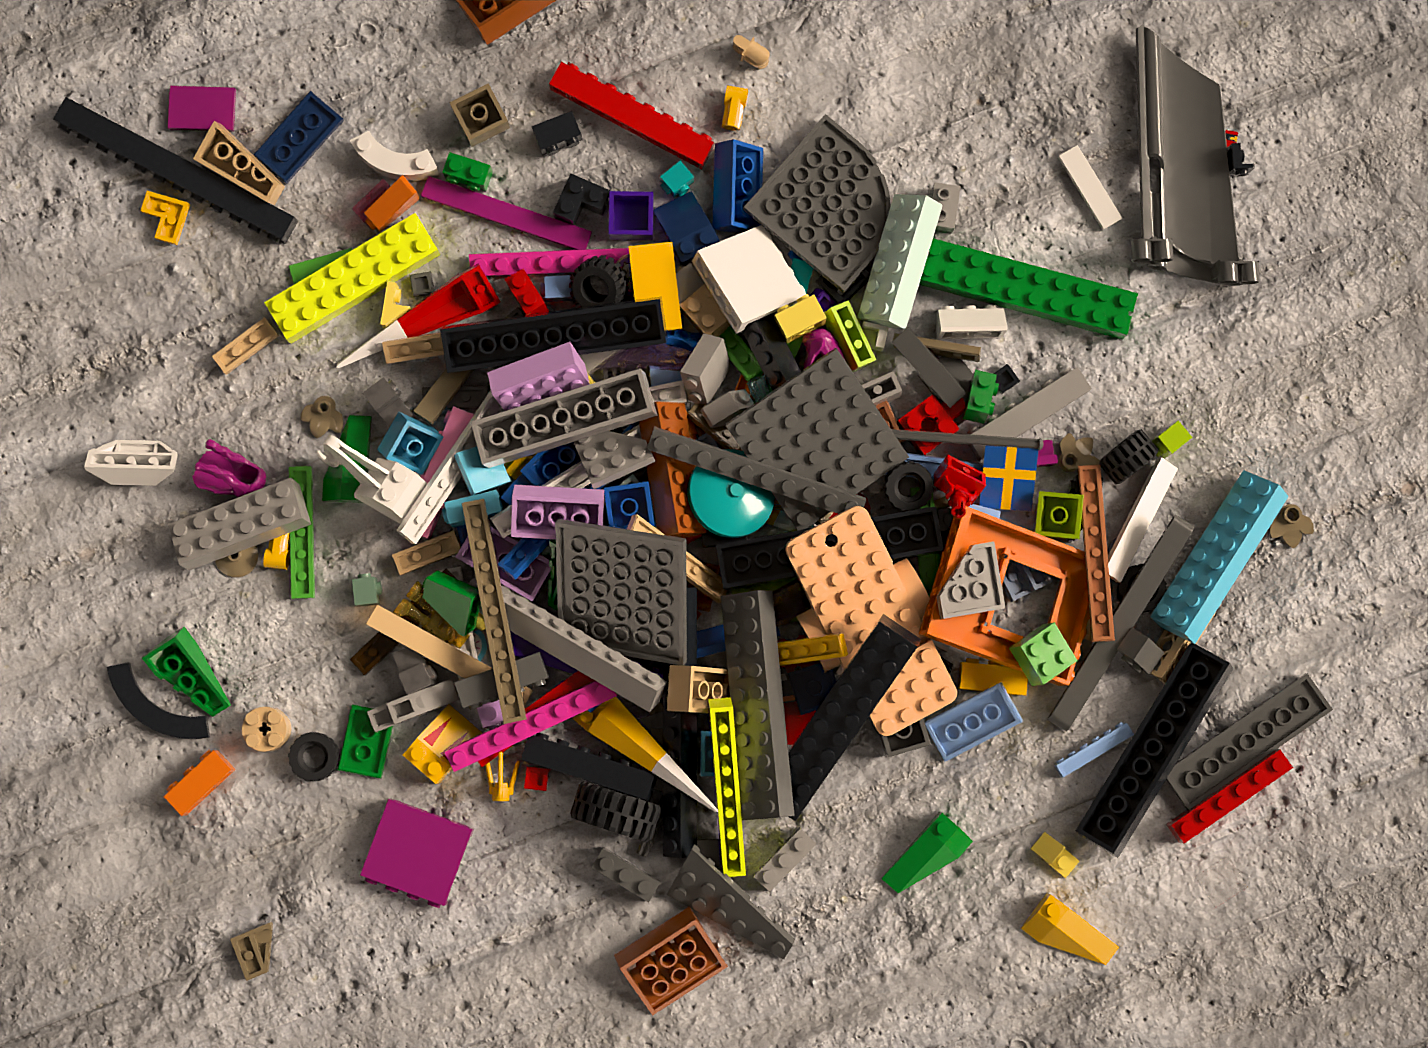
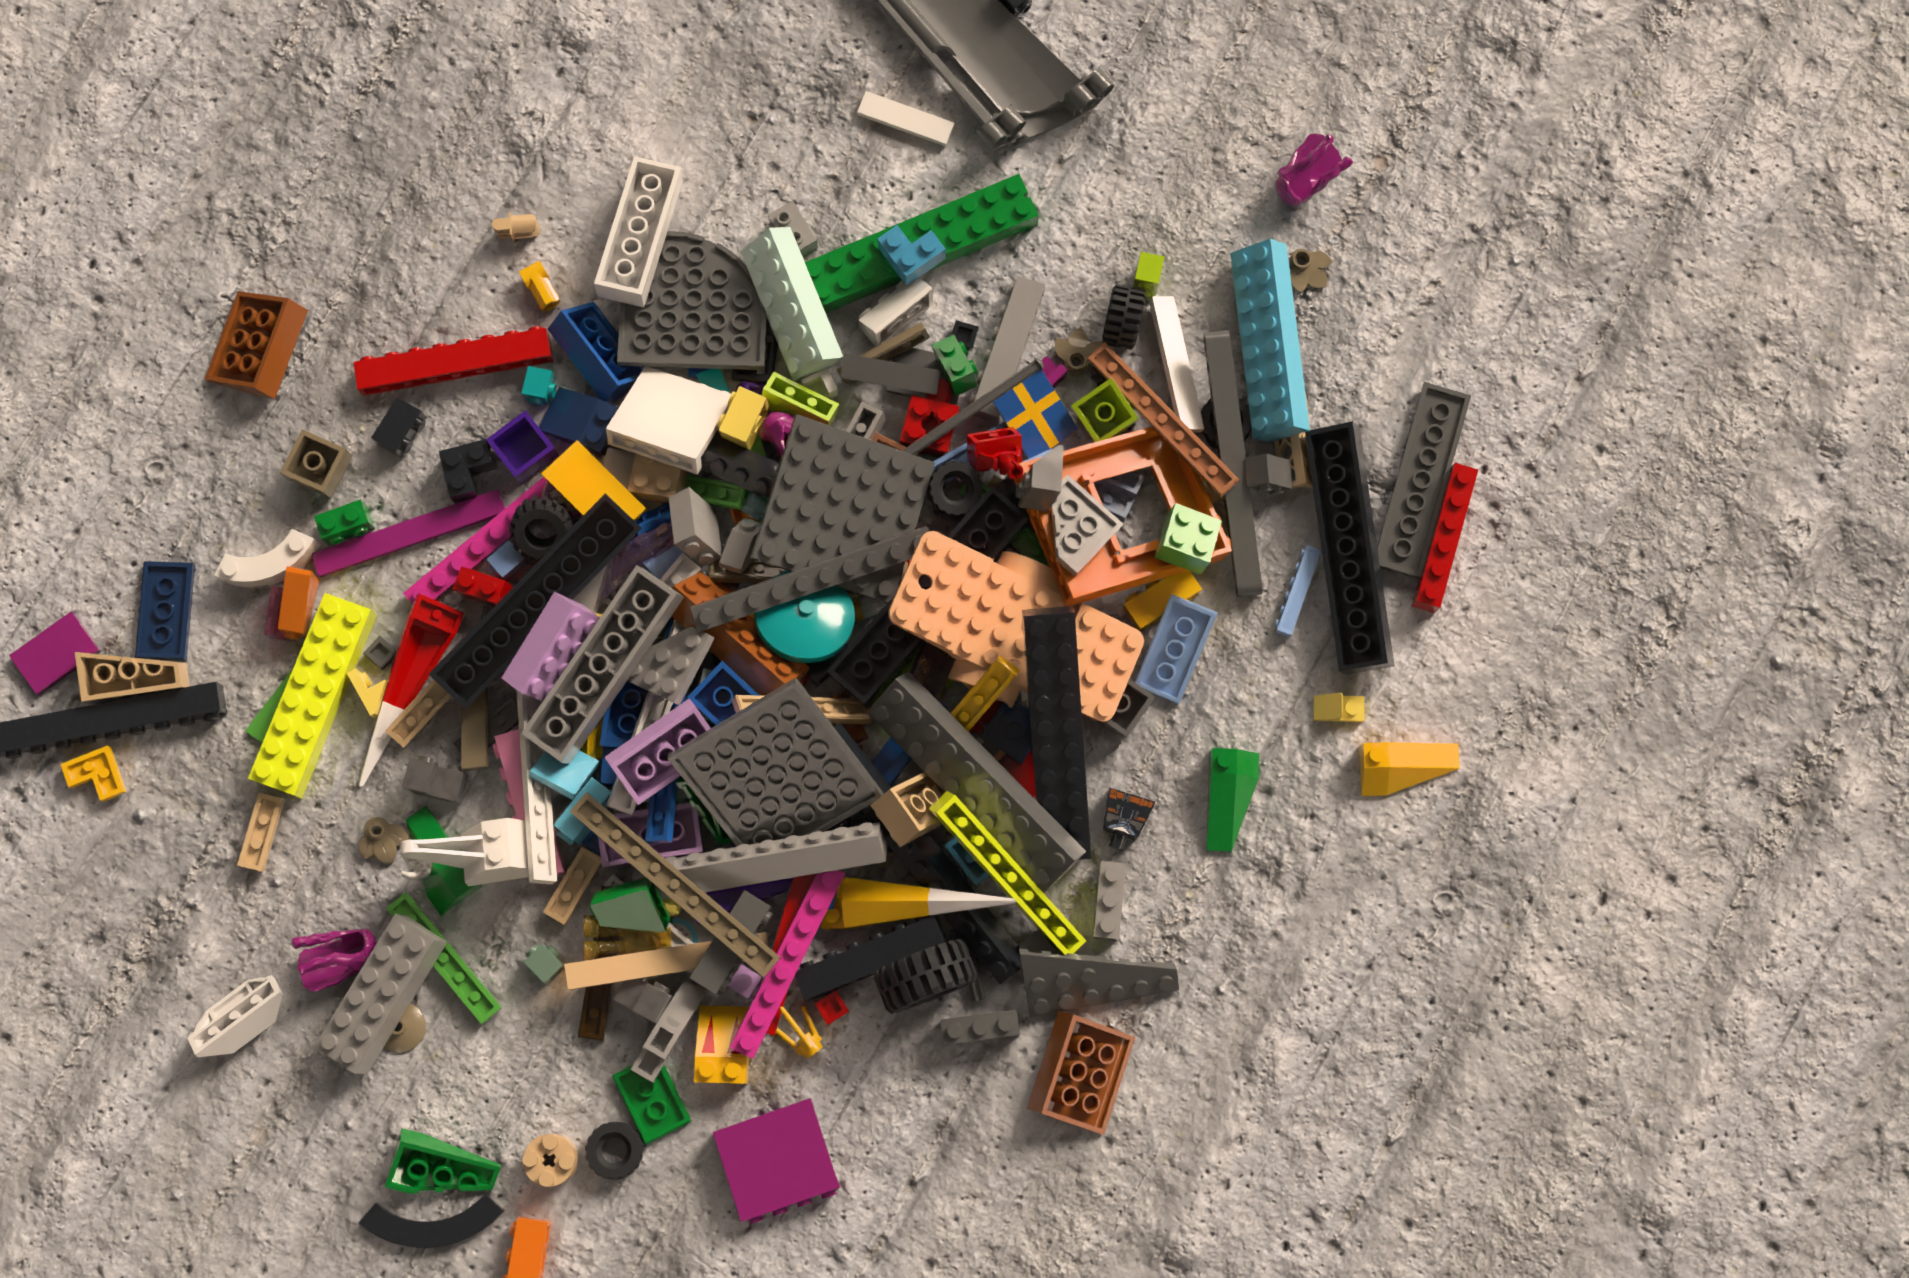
camera: 35 degrees left, 5 degrees down
(277, 553) = (436, 993): yellow piece -> none
(410, 443) = (480, 798): dark azure brick -> none
(832, 124) = (638, 232): none -> white brick
(843, 810) = (1125, 816): none -> torso
(970, 535) = (1042, 482): none -> slope
(1008, 296) = (910, 259): none -> dark azure brick
(1351, 455) = (1310, 169): none -> magenta hair

